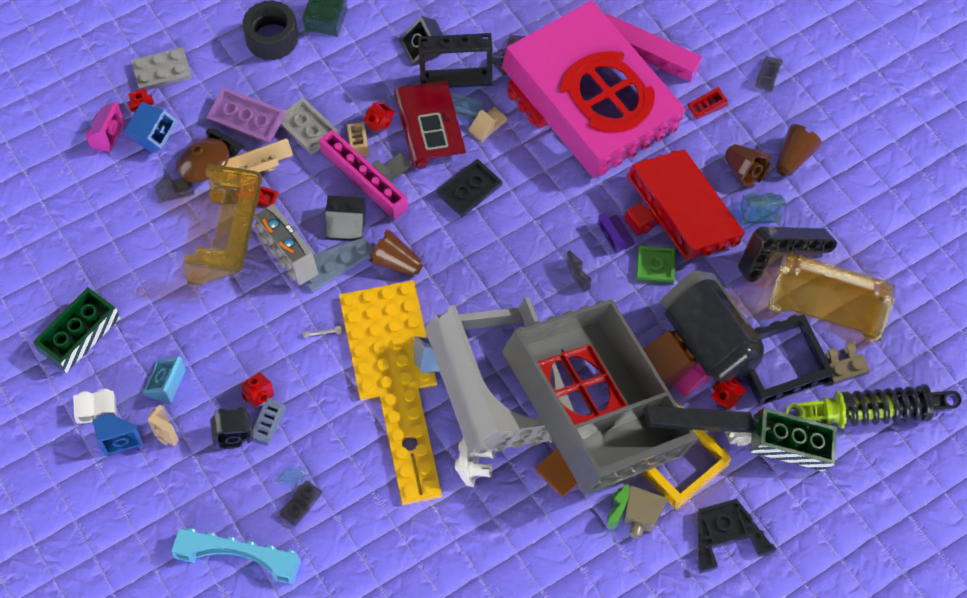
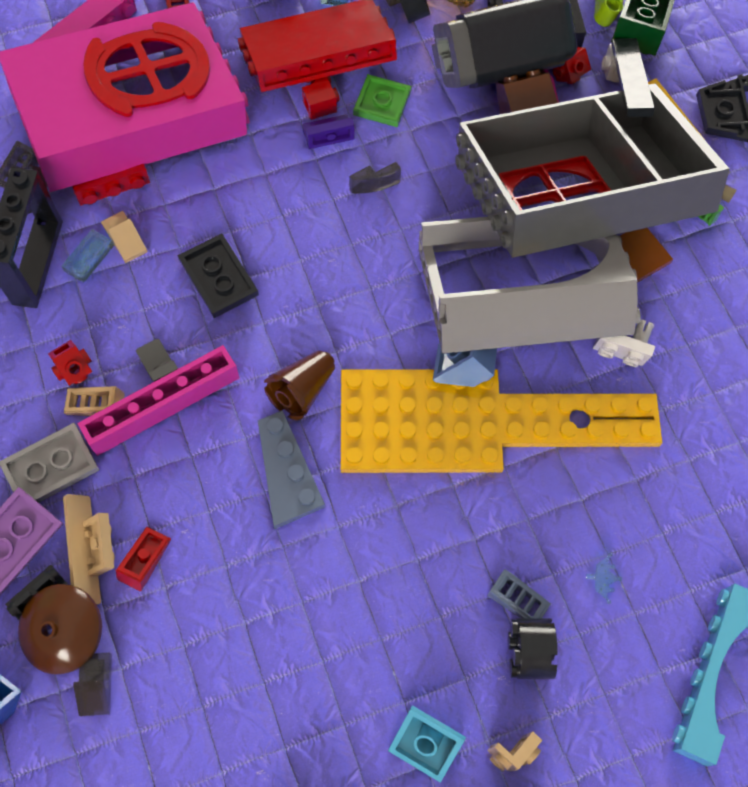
camera: 80 degrees left, 5 degrees up
(239, 195) = (200, 595): clear yellow windscreen -> none
(257, 389) = (474, 604): red brick -> none
(286, 245) = (253, 521): brick -> none
(301, 503) = (646, 574): clear smoke slope -> none
(338, 330) = (391, 482): light grey hinge -> none
(345, 217) = (221, 439): slope -> none
(425, 124) = (100, 302): dark red door -> none

